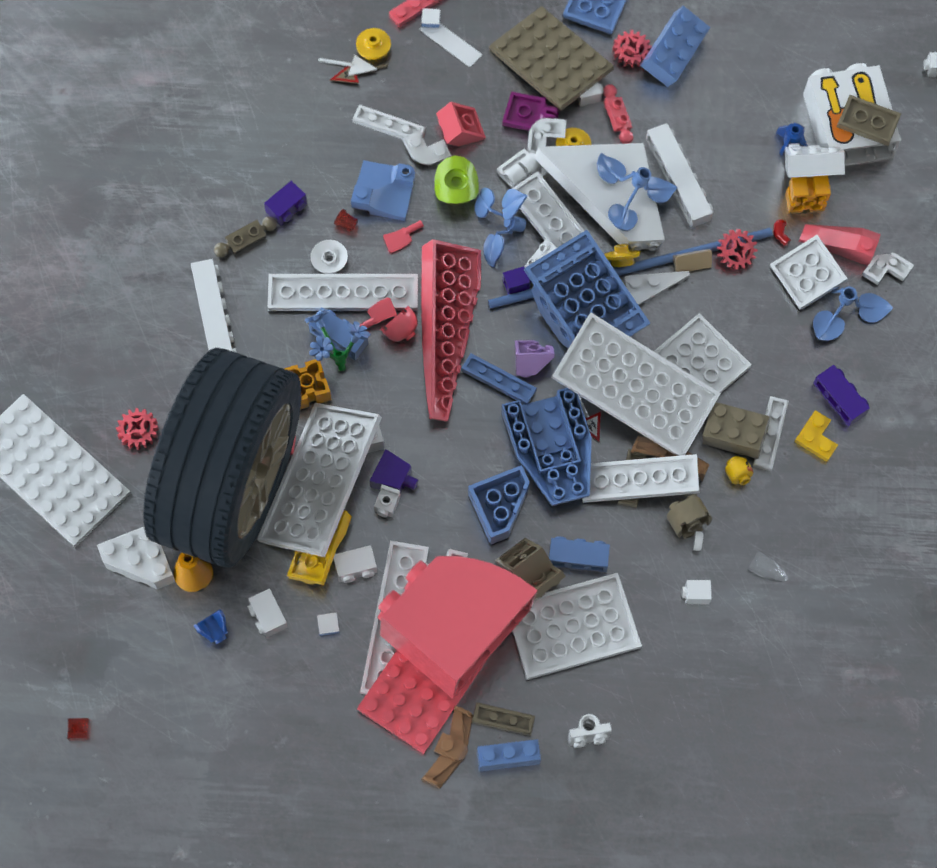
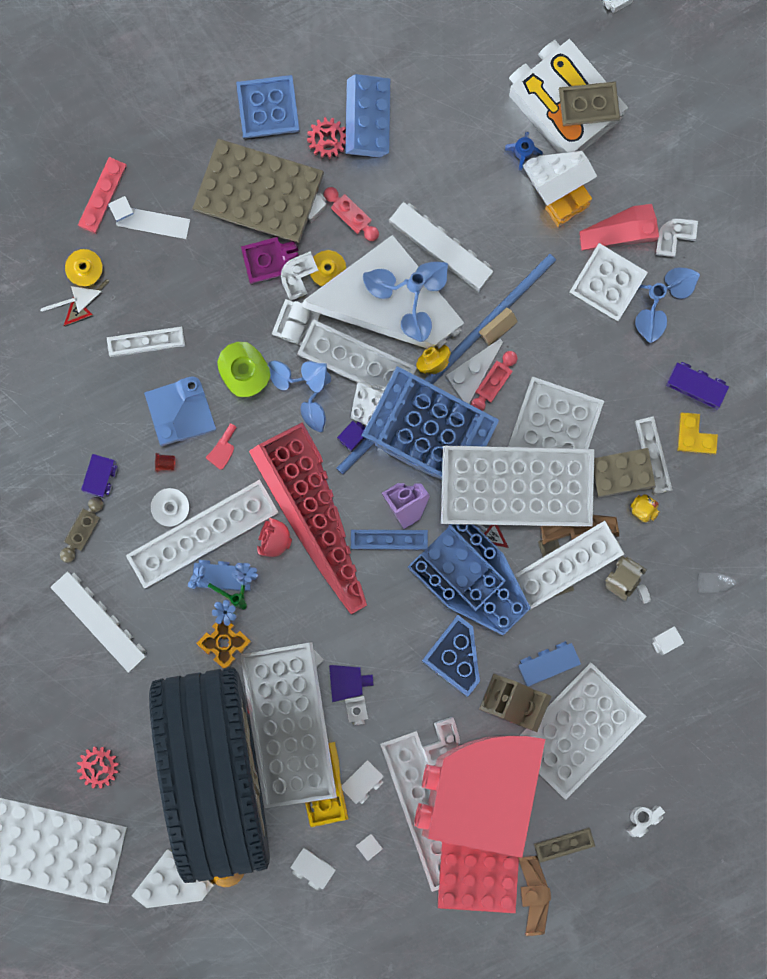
camera: 30 degrees left, 15 degrees up
(213, 627) = (273, 908): blue brick -> none
(380, 311) = (246, 537): coral piece -> none
(425, 154) = (195, 355): white plate -> none
(460, 124) = (213, 306): coral slope -> none
(508, 755) = (587, 875): medium blue brick -> none
(667, 300) = (494, 380): none -> coral plate
(739, 256) = (525, 297): coral gear -> none
(778, 232) = (560, 253): red arm -> none

